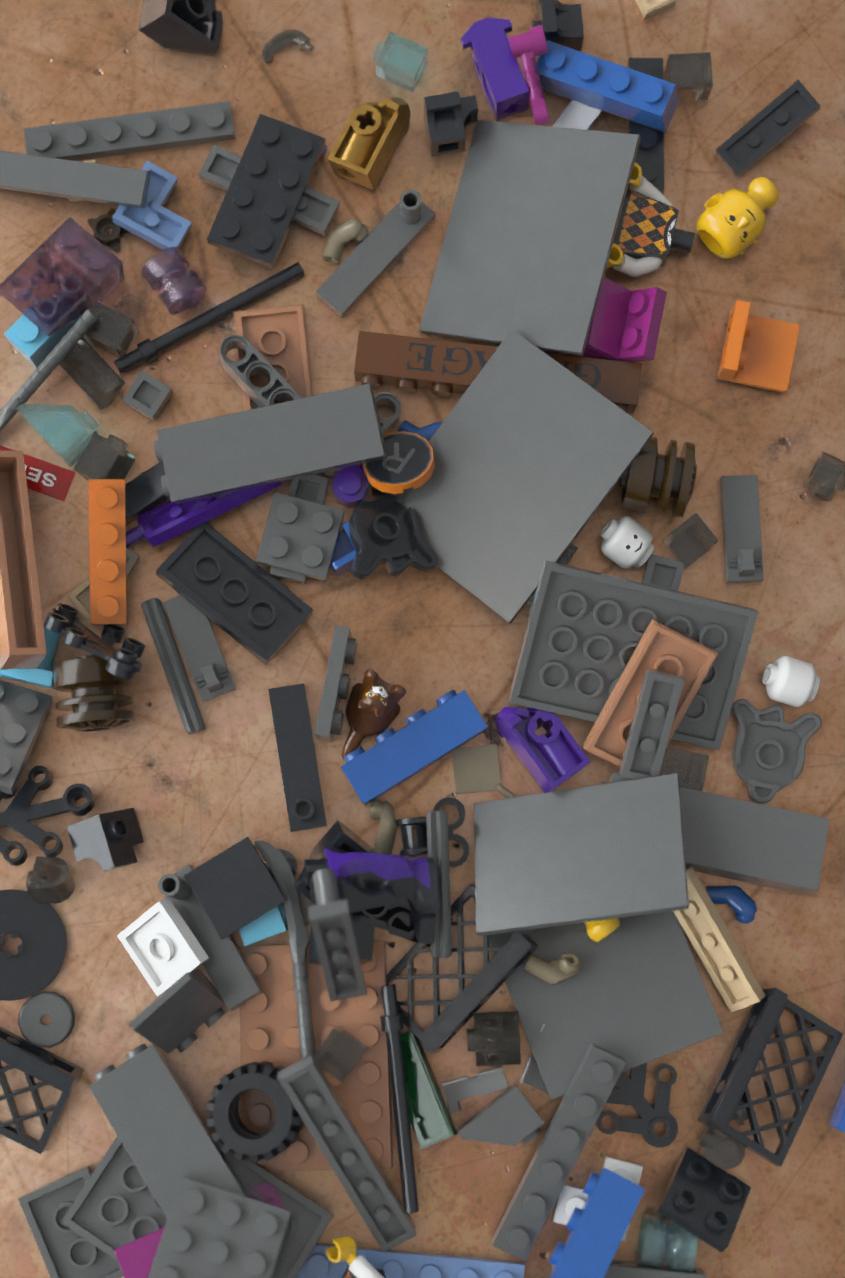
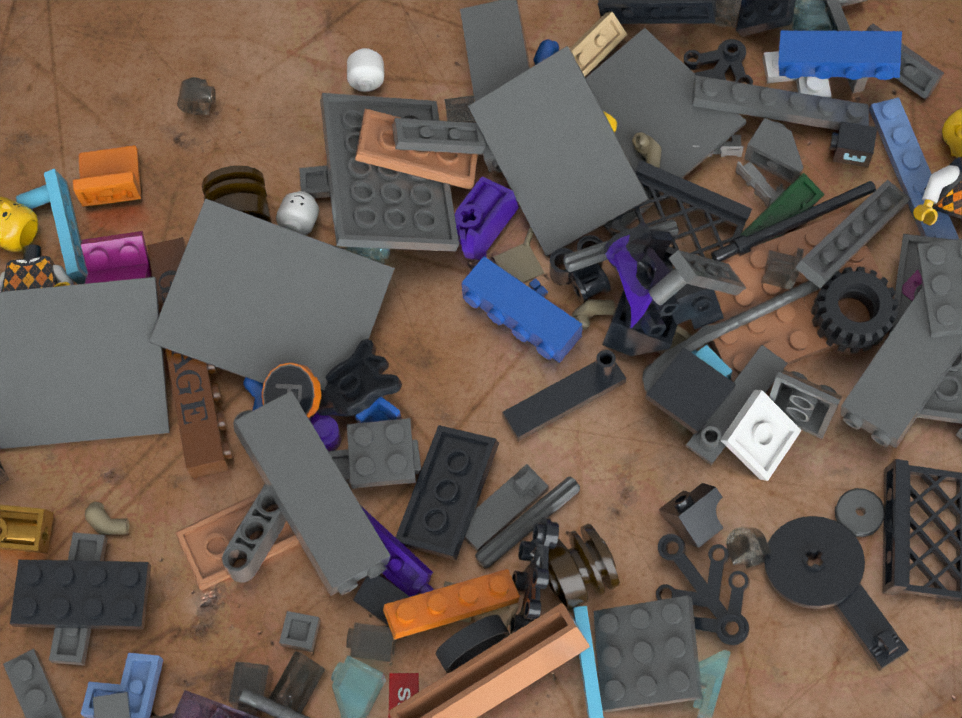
camera: 105 degrees left, 15 degrees down
(55, 556) = (471, 642): none -> black tyre
(149, 350) = (256, 646): black bar -> none
(177, 284) = (187, 645): clear purple wheel -> none
(336, 684) = (495, 379): dark grey plate -> none
(370, 709) = (503, 349): reddish brown animal -> none
(376, 253) = (110, 489): dark grey piece -> none
(439, 779) = (536, 286): none -> blue piece
(477, 1217) = (853, 144): none -> black brick
(495, 1038) = (719, 172): clear smoke brick -> none
(690, 540) = (278, 171): clear smoke panel -> none
(741, 529) = (258, 142): dark grey hinge -> none
(753, 287) = (58, 194): none -> medium azure piece
(768, 749) = (421, 71): dark grey tile -> none

